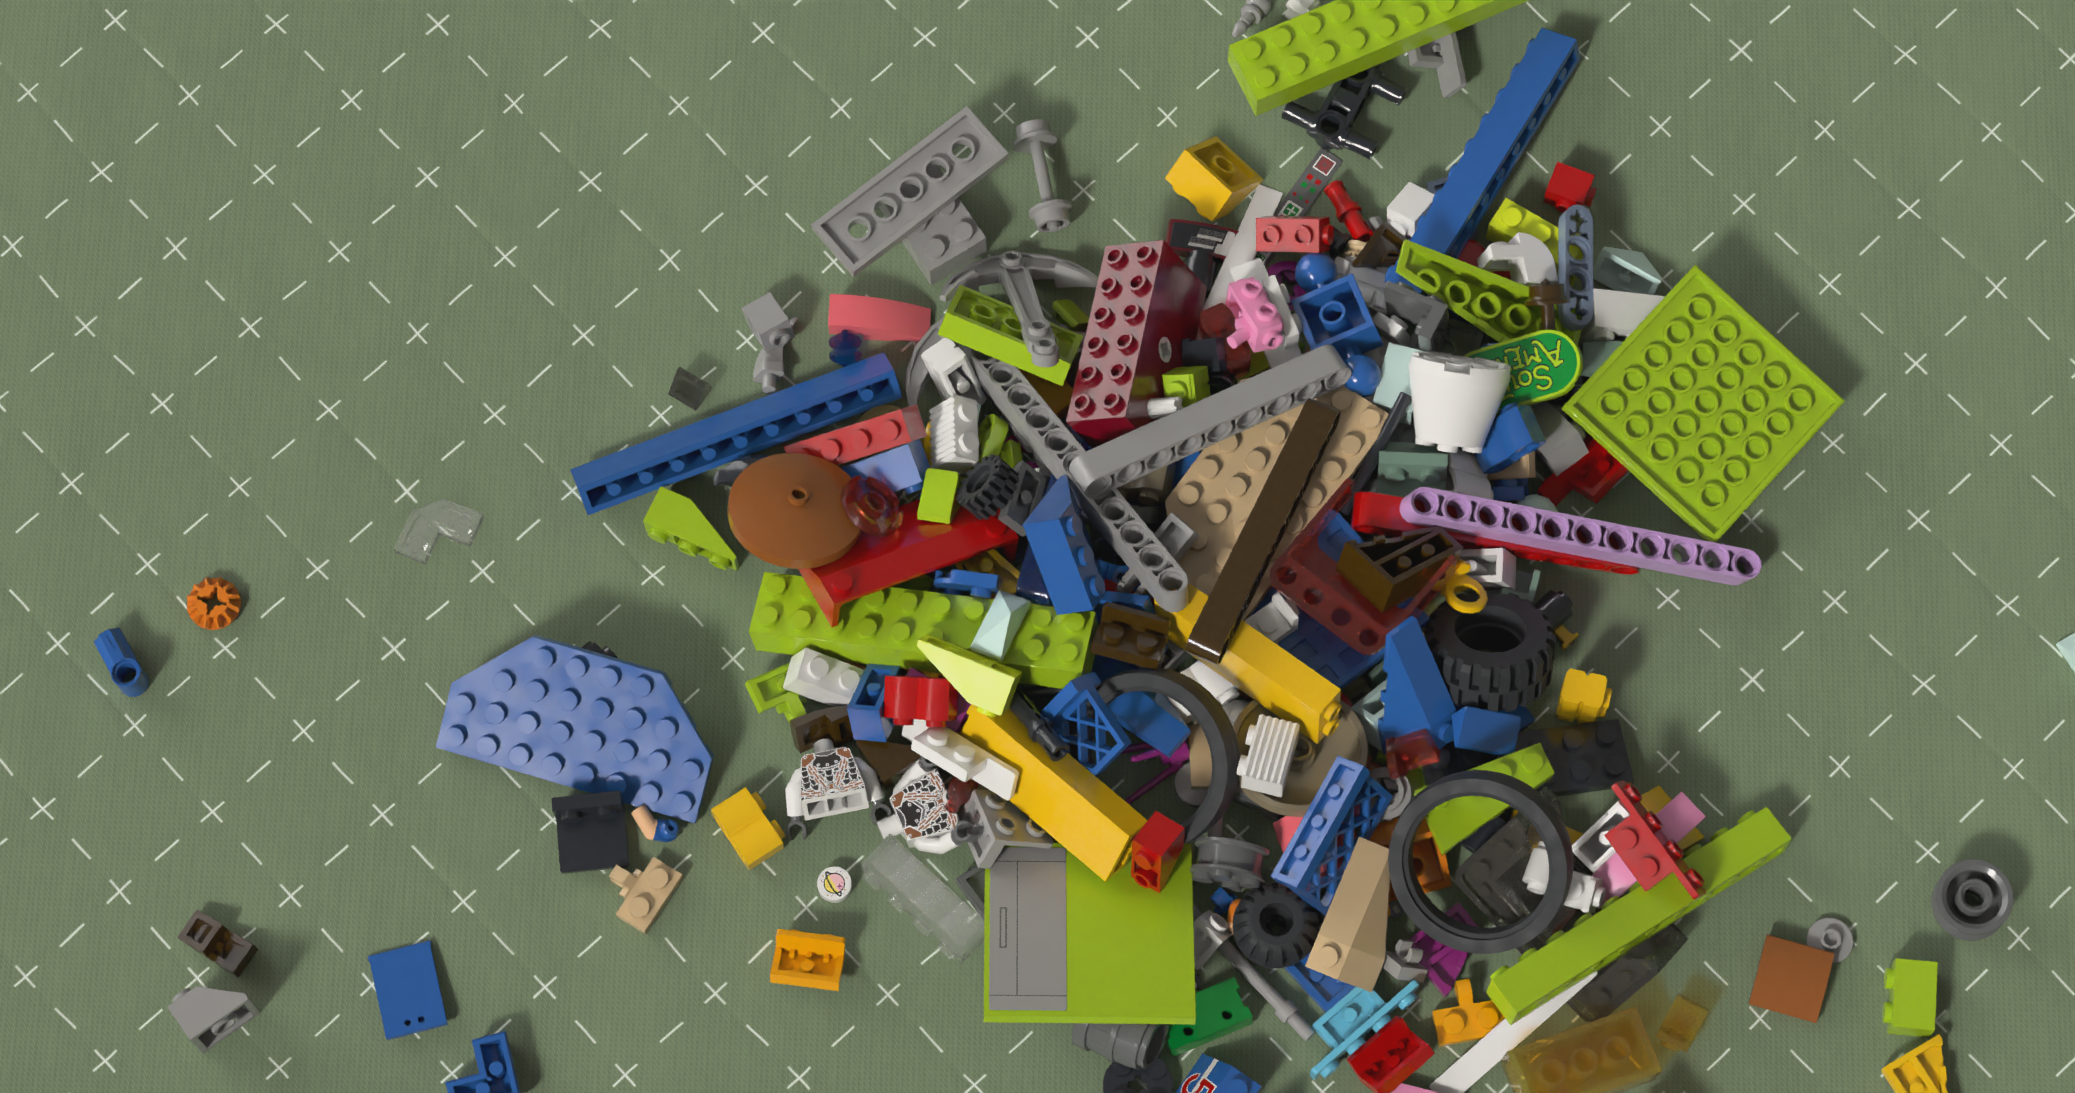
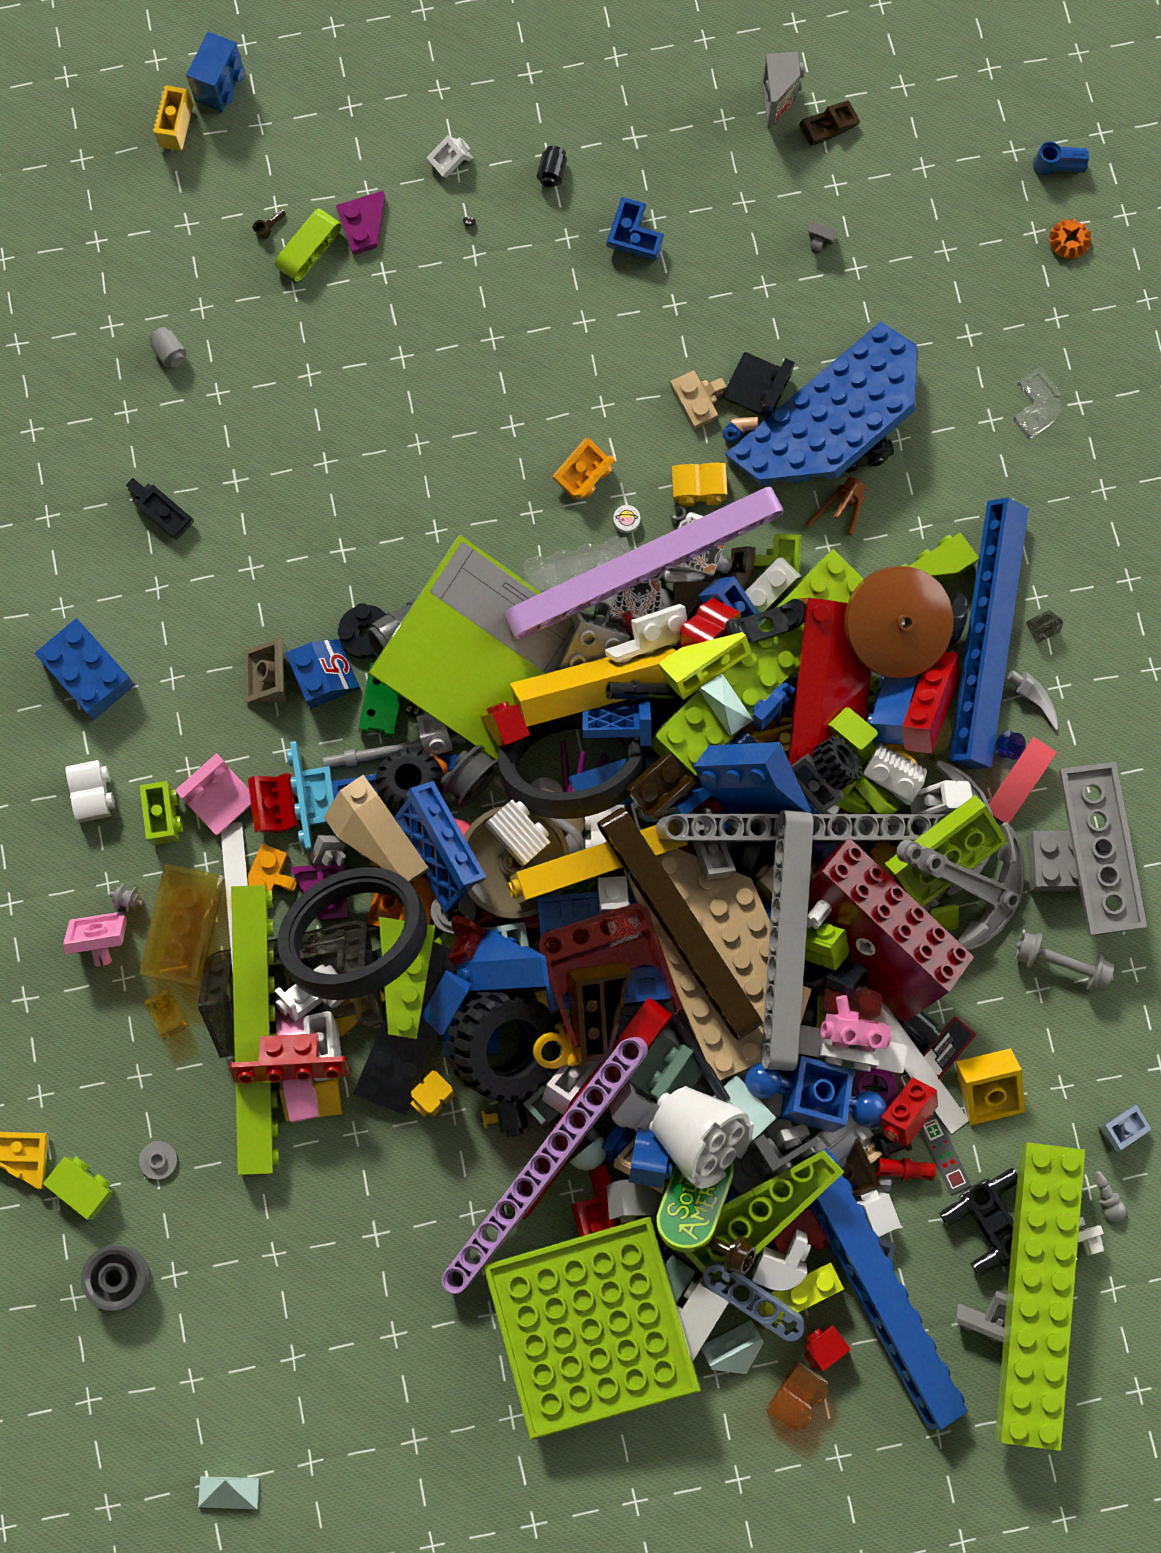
camera: 120 degrees right, 5 degrees up
(368, 870) = (821, 234): none -> light grey tile
(408, 990) = (725, 219): blue container -> none
(664, 658) = (850, 494): none -> dark orange plant
(768, 322) = (1061, 702): light grey brick -> none
(866, 623) = (784, 618): none -> black piece
(871, 506) = (871, 675): clear red tile -> none
(889, 813) = (643, 563): none -> lavender beam
(1175, 33) = (1124, 1129): none -> sand blue slope
(1632, 190) = (797, 1397): none -> clear orange brick
(1791, 978) = (148, 1113): dark orange slope -> none

